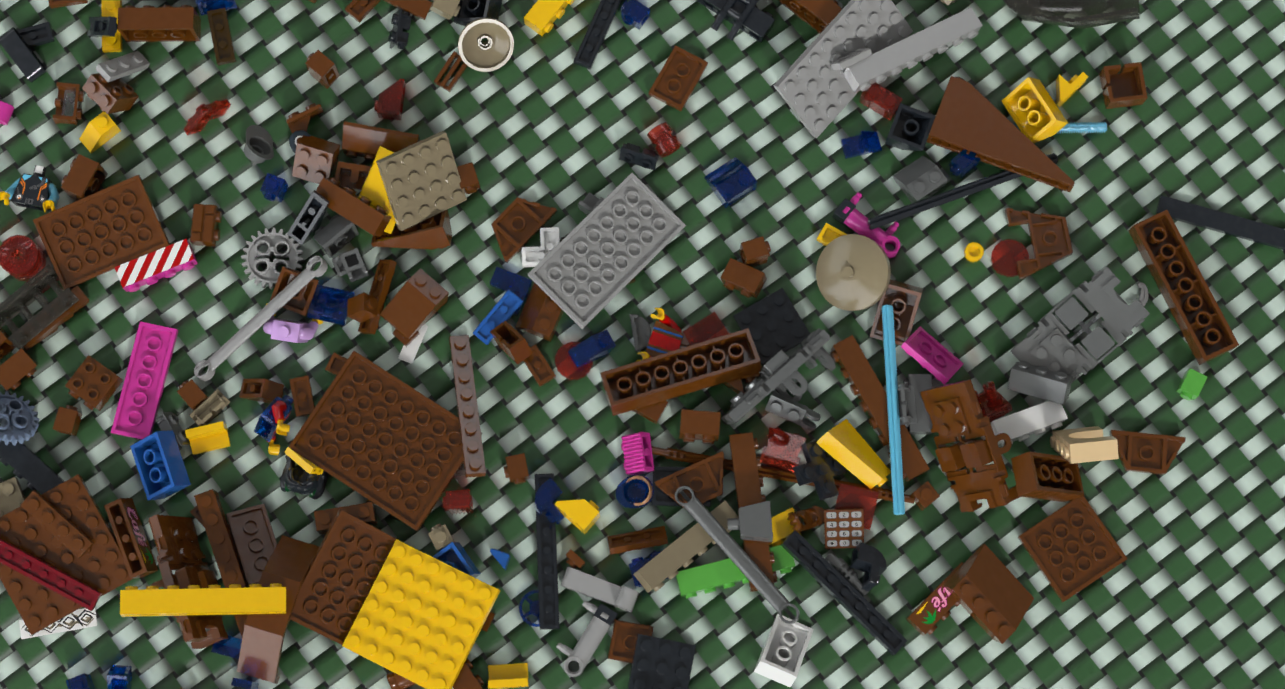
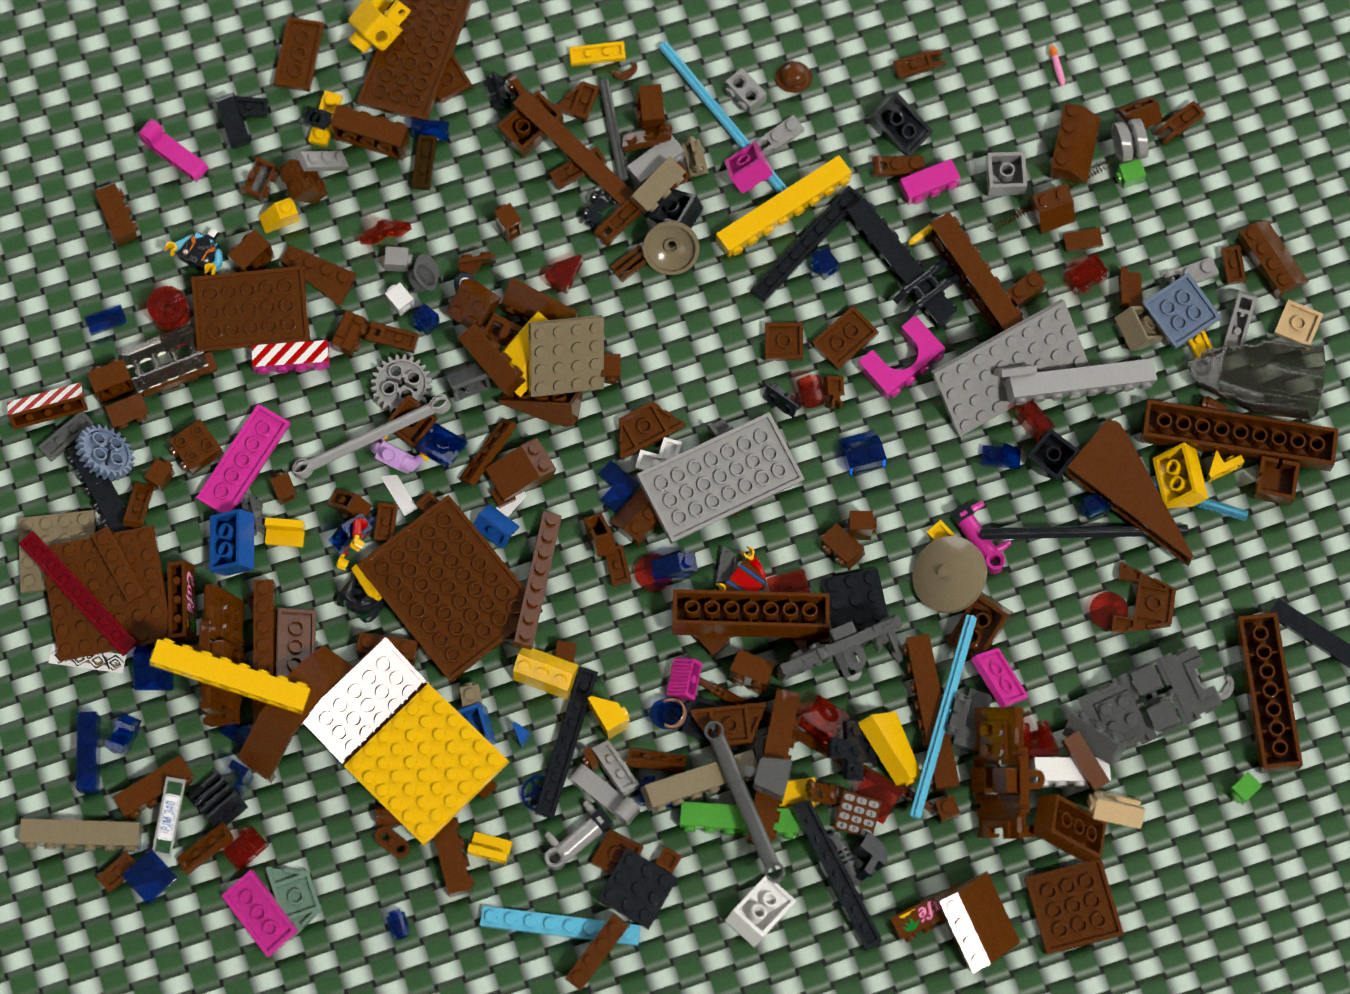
camera: 20 degrees right, 5 degrees down
(57, 458) = (138, 505): none -> reddish brown plate
(121, 625) = (147, 676): none -> clear blue bracket
(164, 177) = (325, 276): none -> reddish brown wing
(209, 408) = (295, 505): dark tan hinge -> none
(227, 138) = (397, 259): none -> light grey brick
(242, 176) = (399, 298): none -> white brick
(248, 215) = (392, 337): none -> reddish brown plate
(306, 363) = (399, 493): none -> white sticker
(309, 218) = (448, 357): black slope -> none
(351, 264) = (473, 413): dark grey brick -> none
(362, 307) = (470, 457): reddish brown brick -> none
(408, 365) = (495, 526): none -> blue panel
(426, 35) = (618, 222): none -> reddish brown plate
(458, 502) = (498, 668): clear red brick -> none
(501, 311) = (601, 503): blue tile -> none
(504, 491) = (545, 672): none -> yellow slope
(544, 501) = (579, 694): clear blue brick -> none
(601, 560) = (615, 768): none -> light grey plate
(622, 100) = (783, 341): none -> reddish brown plate
(681, 631) = (668, 860): none -> reddish brown plate
(684, 130) = (834, 389): none -> reddish brown plate
(729, 493) = (759, 744): none -> light grey piece
(732, 105) = (890, 380): none -> dark pink arch
(792, 411) = (846, 687): dark grey hinge -> none
(920, 179) = (1047, 508): dark grey slope -> none
(973, 252) = (1075, 594): yellow tile -> none
(1039, 34) = (1210, 403): none -> reddish brown cone
(1039, 408) = (1085, 761): none -> reddish brown tile
(1074, 53) = (1239, 434): none -> reddish brown brick
(1146, 451) = (1178, 838): reddish brown wing -> none

